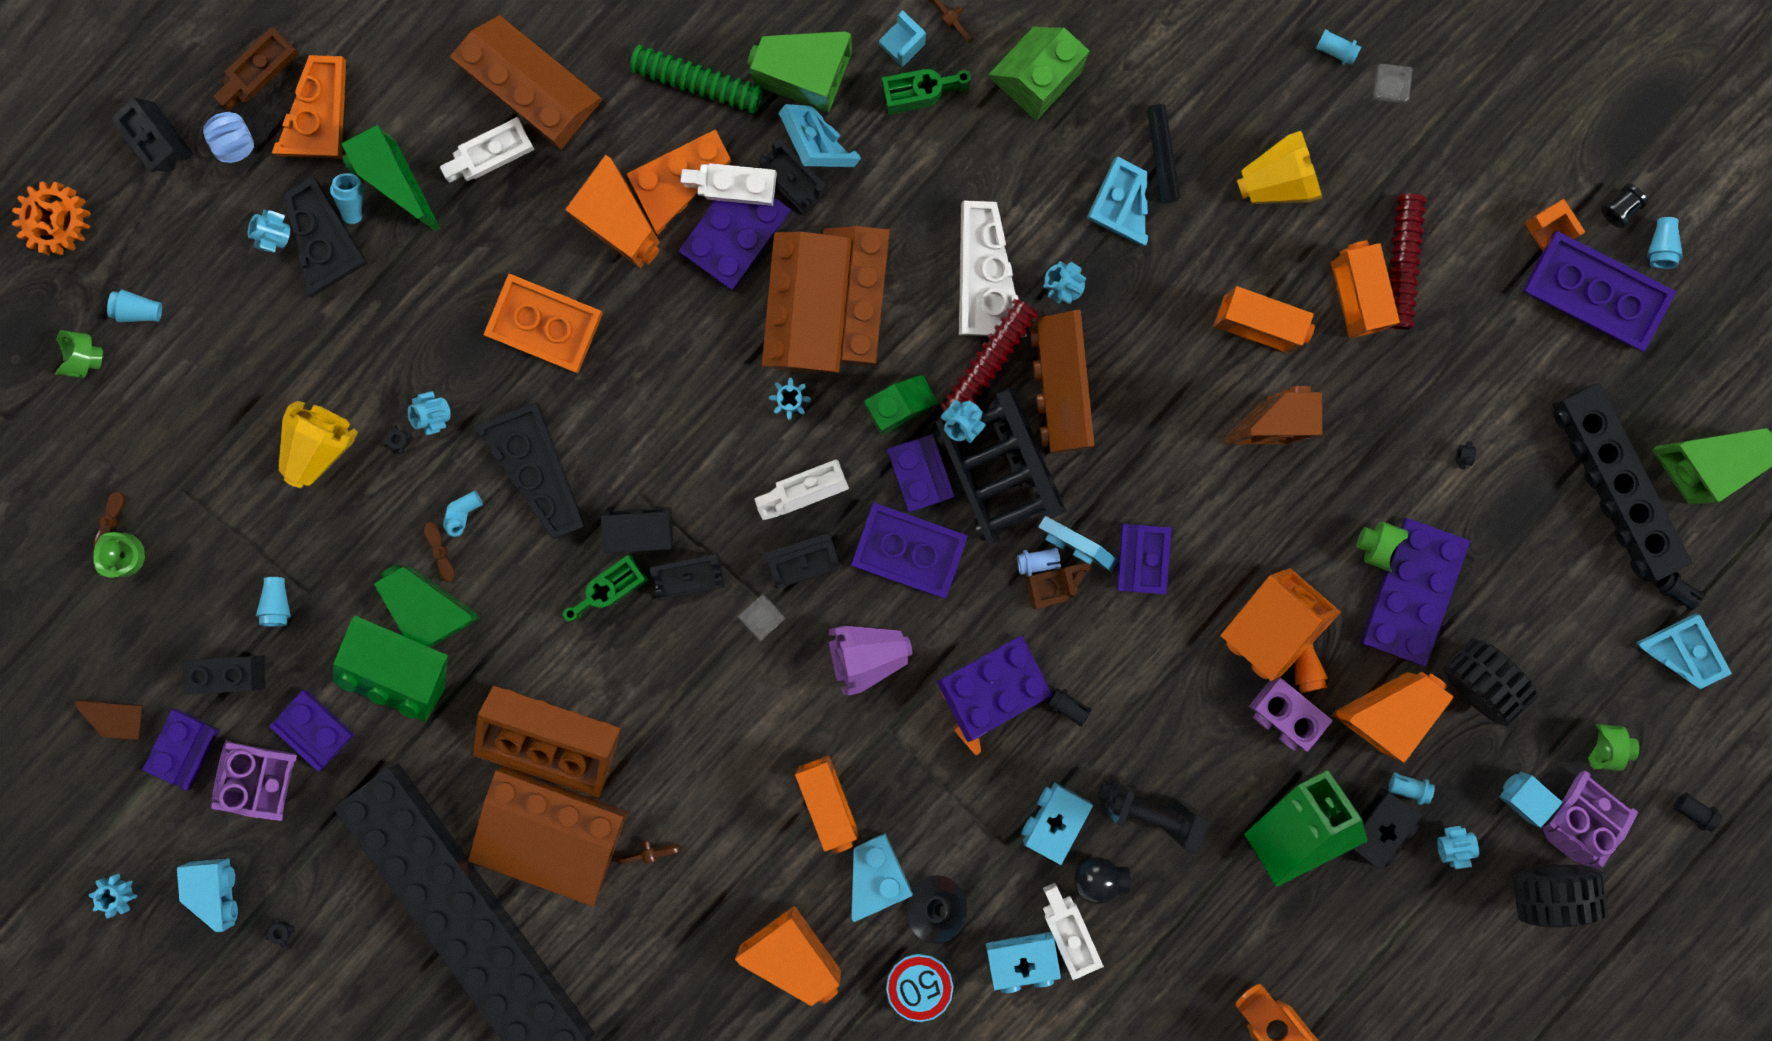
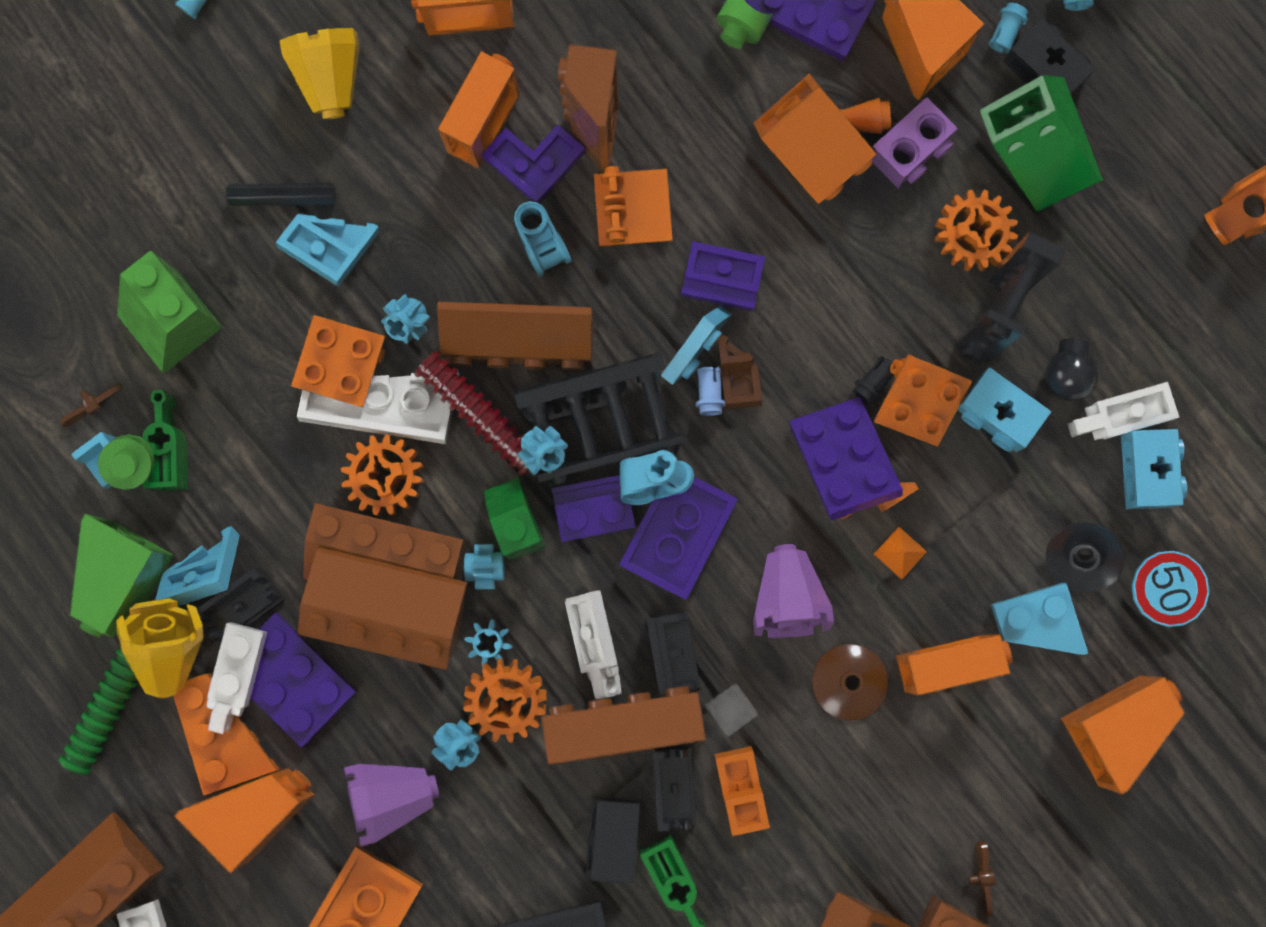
camera: 80 degrees left, 5 degrees down
(646, 332) = (387, 798): none -> medium lavender cone
(693, 635) = (742, 791): none -> orange slope
(699, 384) = (456, 744): none -> medium azure gear
(729, 416) = (500, 716): none -> orange gear
(732, 524) = (623, 727): none -> dark orange slope
(749, 117) = (160, 644): none -> yellow cone
(803, 700) = (830, 678): none -> reddish brown dish
(855, 385) = (484, 566): none -> medium azure gear
(902, 60) = (126, 461): none -> bright green piece
(917, 270) = (366, 478): none -> orange gear
(919, 747) = (900, 553): none -> orange slope
(953, 522) = (653, 477): none -> medium azure piece
(1018, 229) = (338, 361): none -> orange hinge
(1056, 749) = (922, 399): none -> orange hinge
(1152, 392) = (541, 244): none -> medium azure piece
(1196, 470) = (632, 207): none -> orange hinge
(1216, 377) = (538, 170): none -> dark purple plate
(1231, 777) = (975, 215): none -> orange gear

